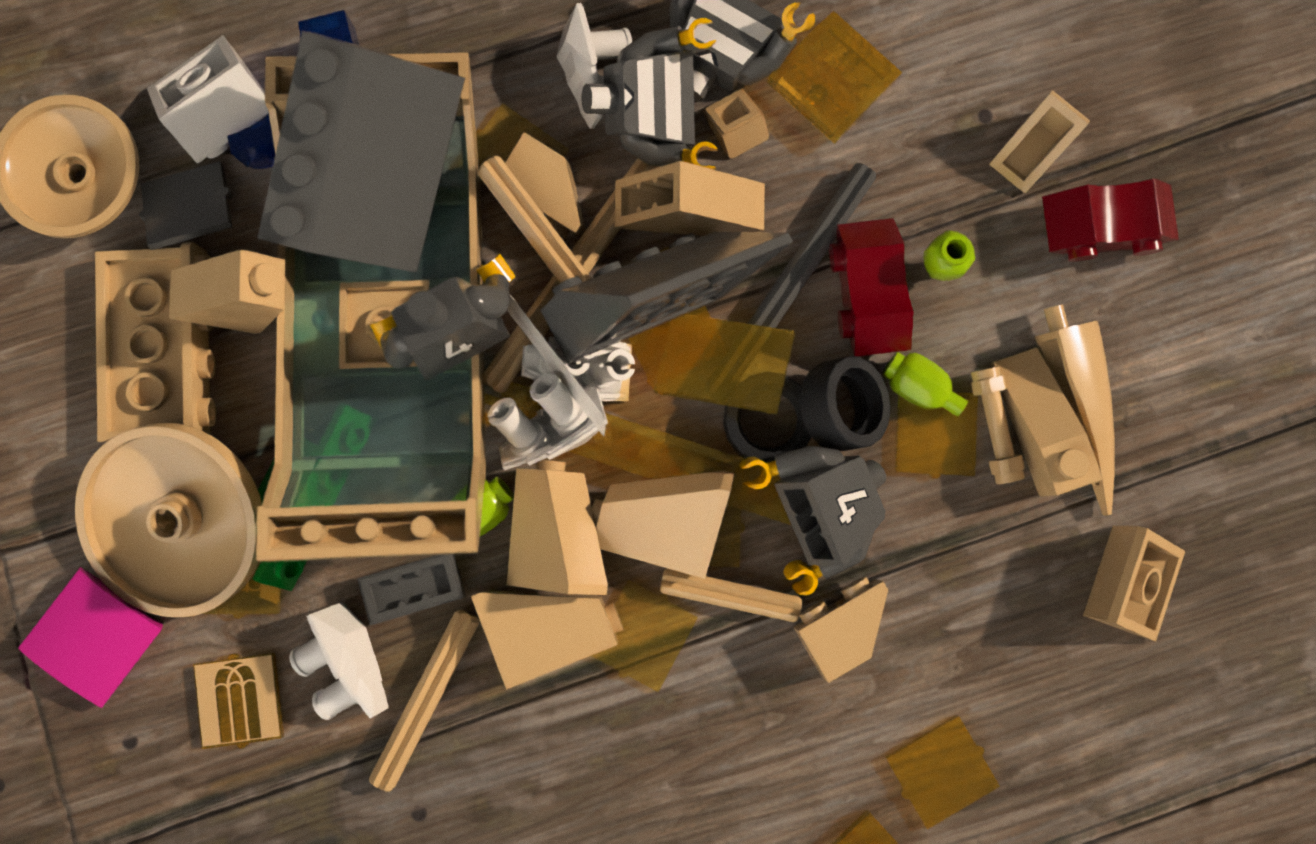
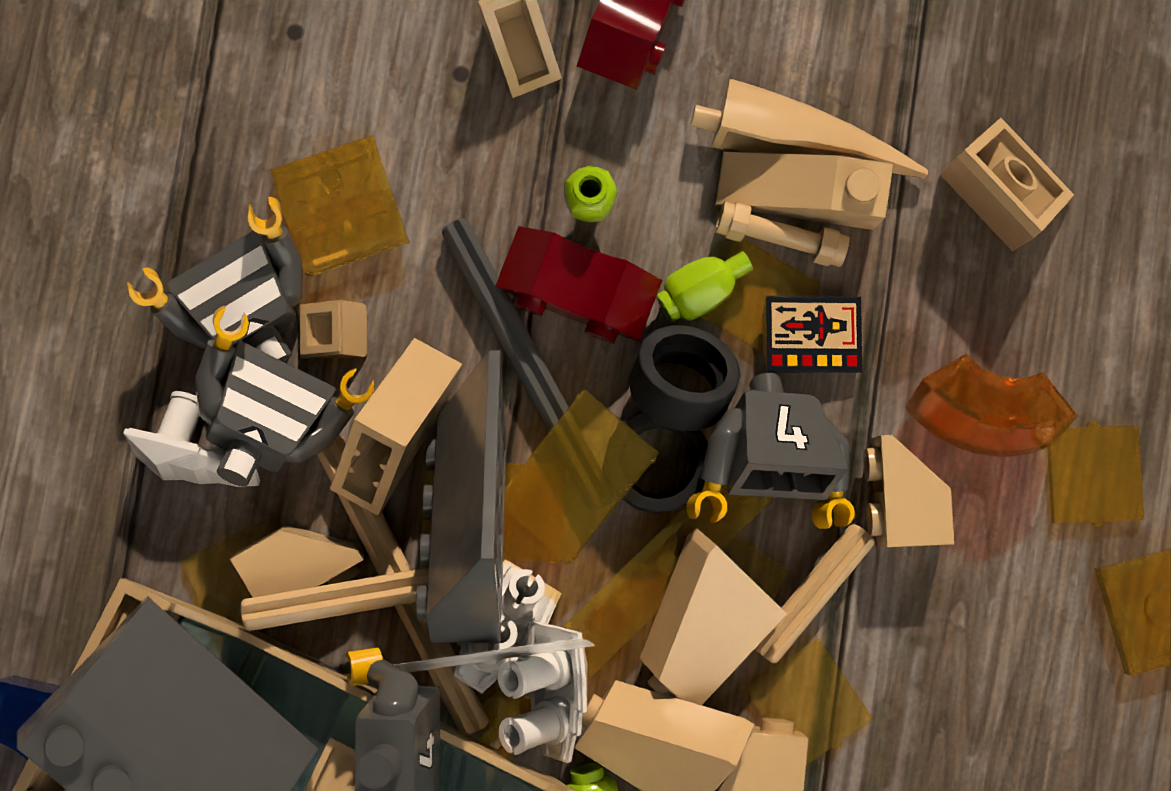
camera: 65 degrees left, 0 degrees up
(932, 489) = (812, 334): none -> piece
(948, 658) = (990, 411): none -> clear orange brick

